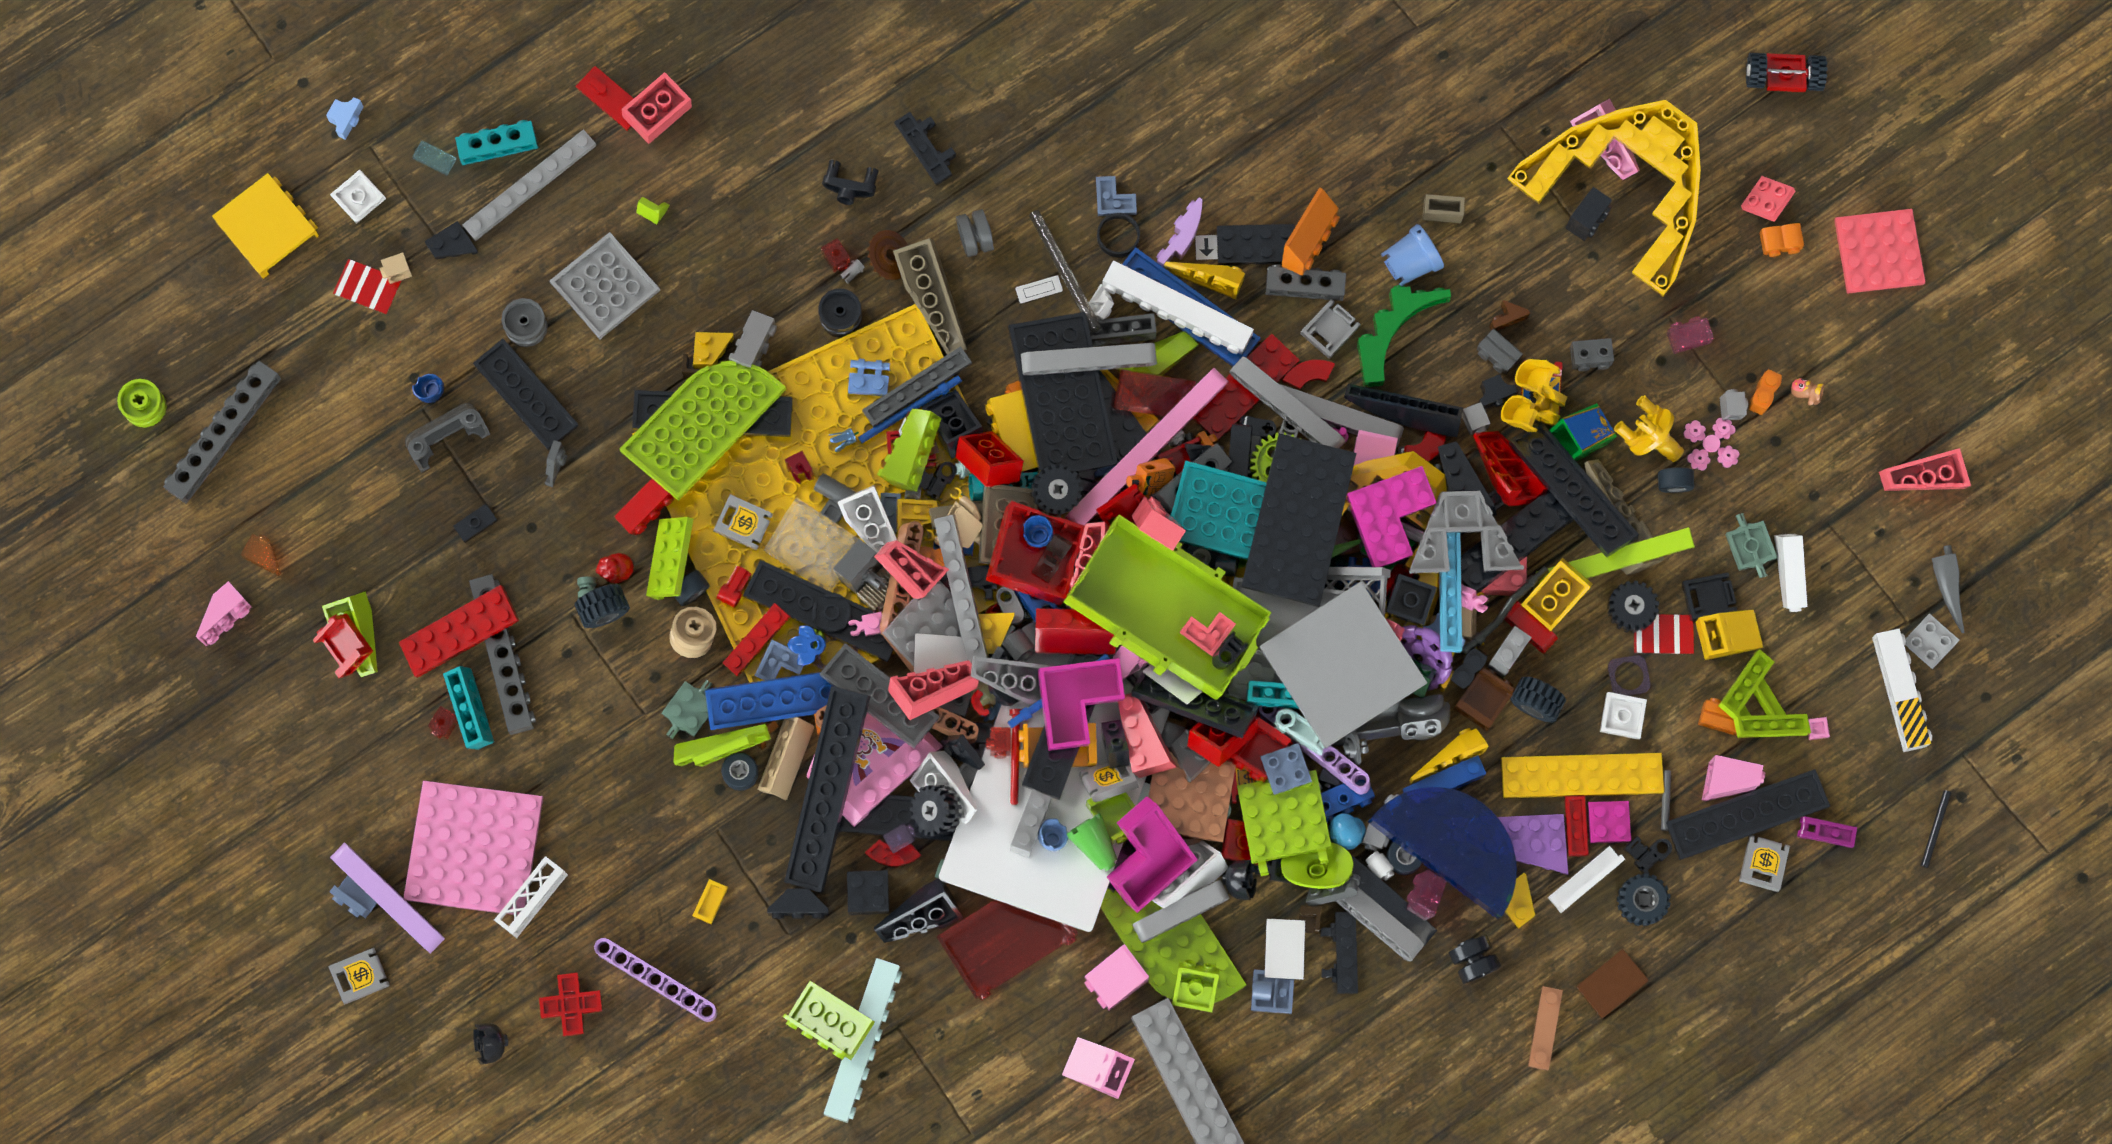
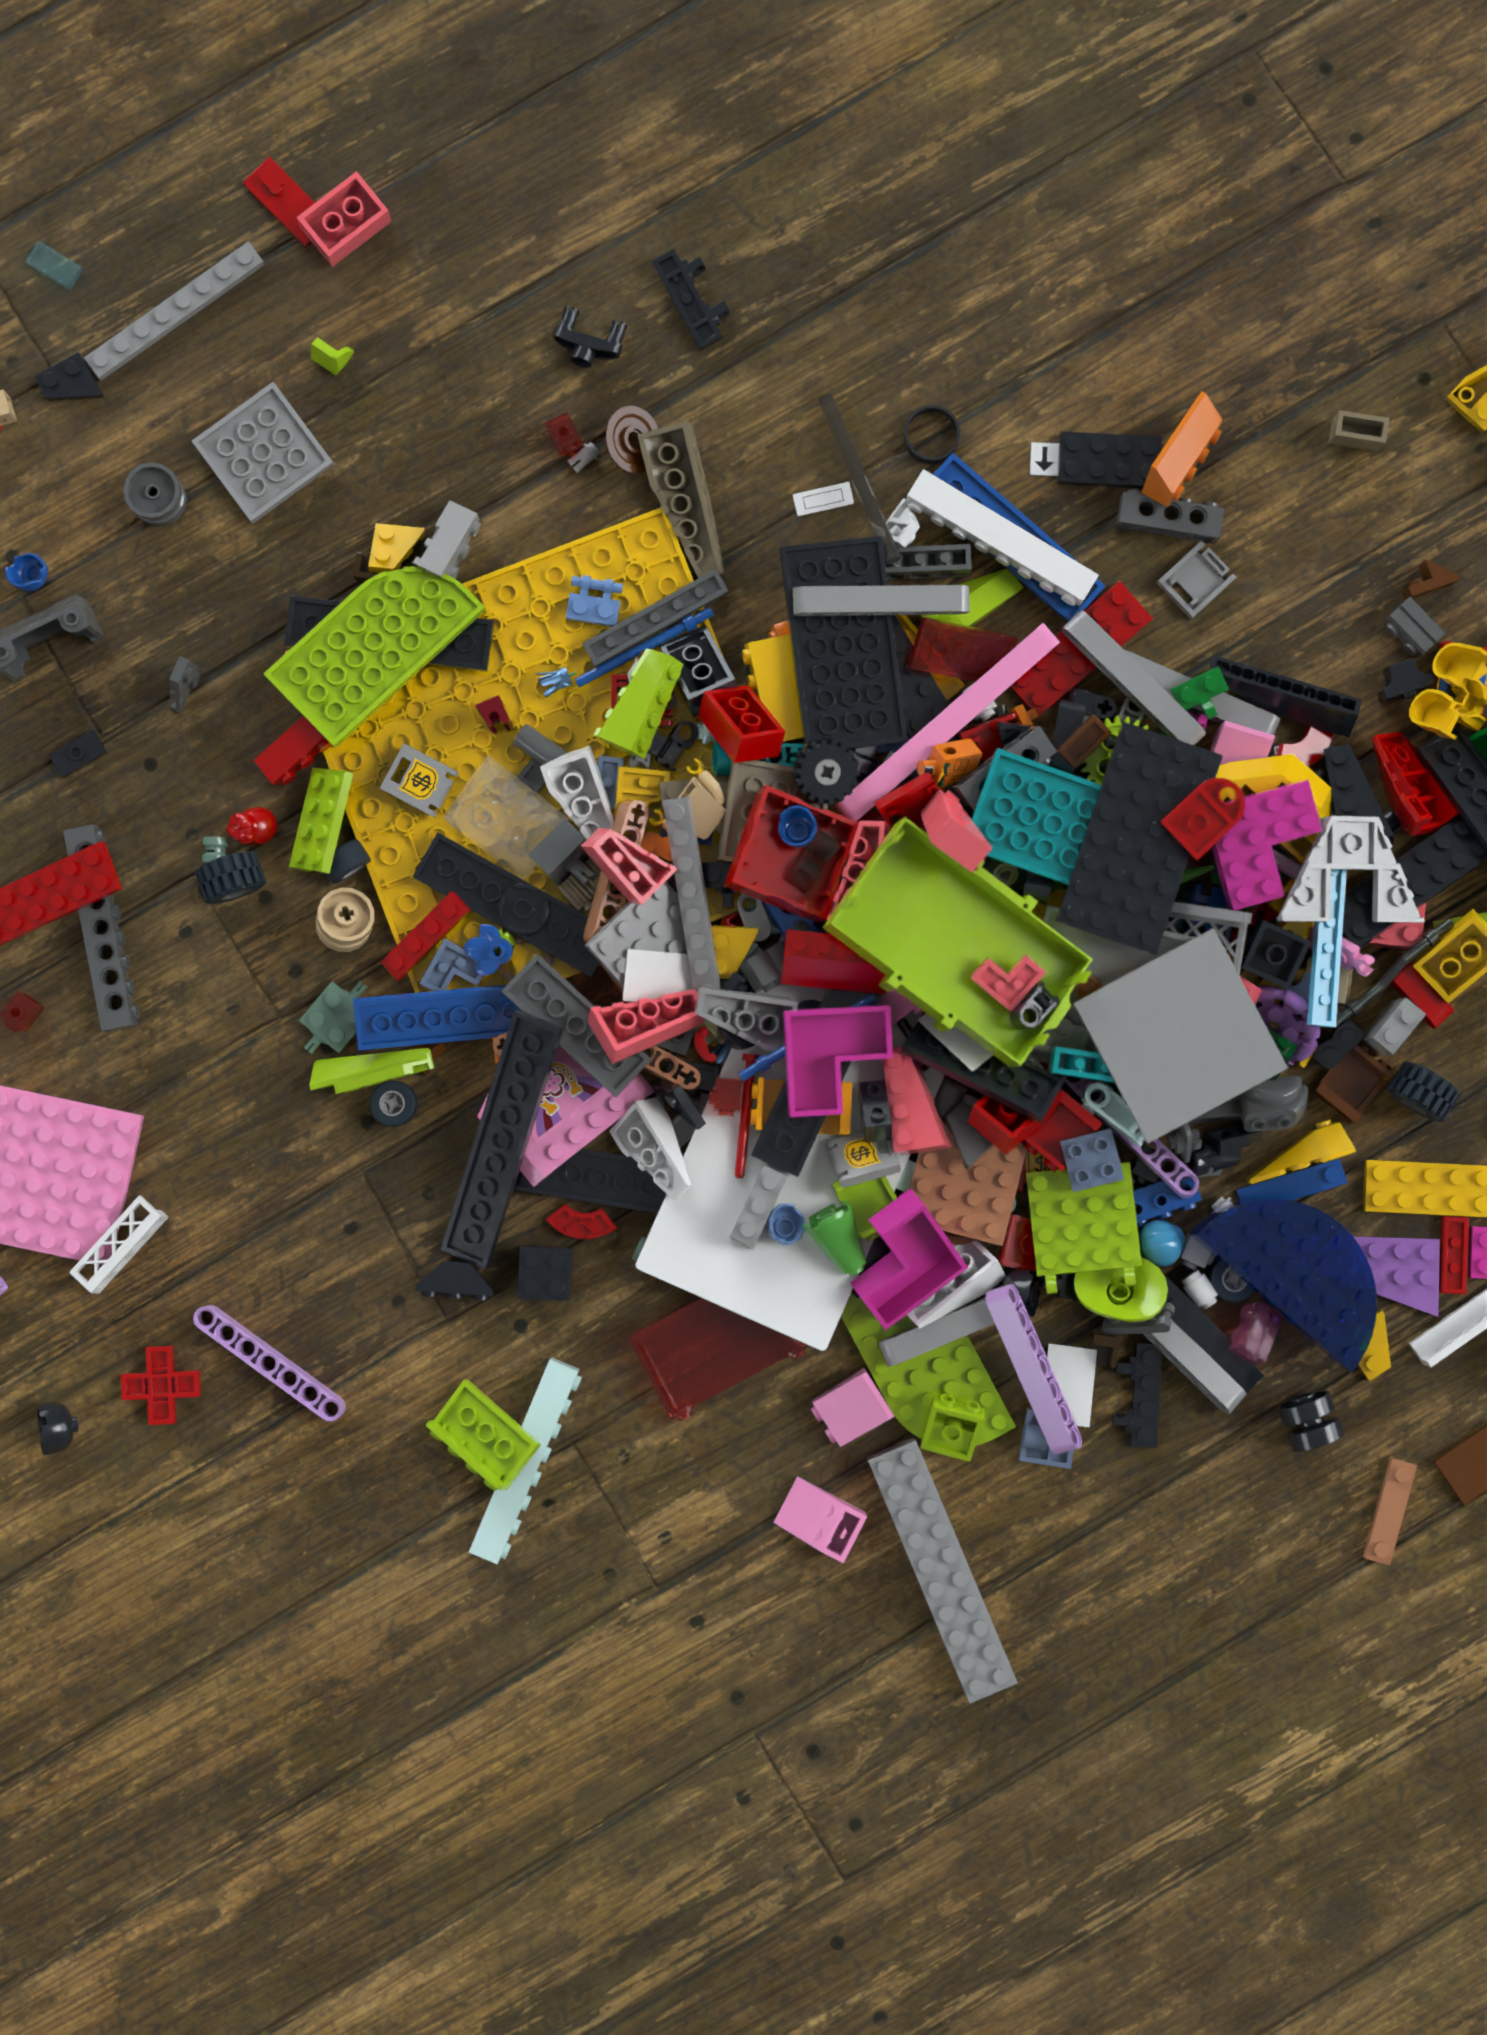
camera: 10 degrees right, 10 degrees up
(468, 708) = (53, 995): teal brick -> none
(507, 146) = (146, 257): teal brick -> none
(525, 394) = (152, 588): black plate -> none
(710, 901) = (345, 1266): yellow tile -> none
(732, 590) = (398, 870): red piece -> none
(786, 757) = (454, 1090): tan panel -> none
(840, 301) = (558, 497): black wheel -> none
(870, 624) = (571, 928): bright pink plate -> none
(899, 837) = (590, 1206): clear purple brick -> none
(926, 909) = (617, 1298): black wedge -> none
(943, 816) = (638, 1178): black wheel -> none
(974, 233) = (750, 418): dark grey wheel -> none
(1109, 202) = (924, 389): sand blue plate -> none
(1186, 228) = (1020, 433): lavender slope -> none
(1215, 277) = (1054, 501): yellow wedge -> none
(1252, 453) = (1083, 741): none -> reddish brown tile
(1255, 933) = (1033, 1369): none -> lavender beam
(1269, 633) = (1091, 985): none -> clear orange wheel
(1308, 371) = (1163, 634): red tile -> none
(1339, 410) = (1200, 690): none -> green plate
(1346, 499) = (1204, 817): none -> red tile
(1386, 324) = (1294, 555): green arch -> none
(1386, 757) = (1221, 1150): none -> black plate
(1413, 256) = (1314, 492): medium blue piece -> none
(1475, 419) = (1375, 715): light grey brick -> none

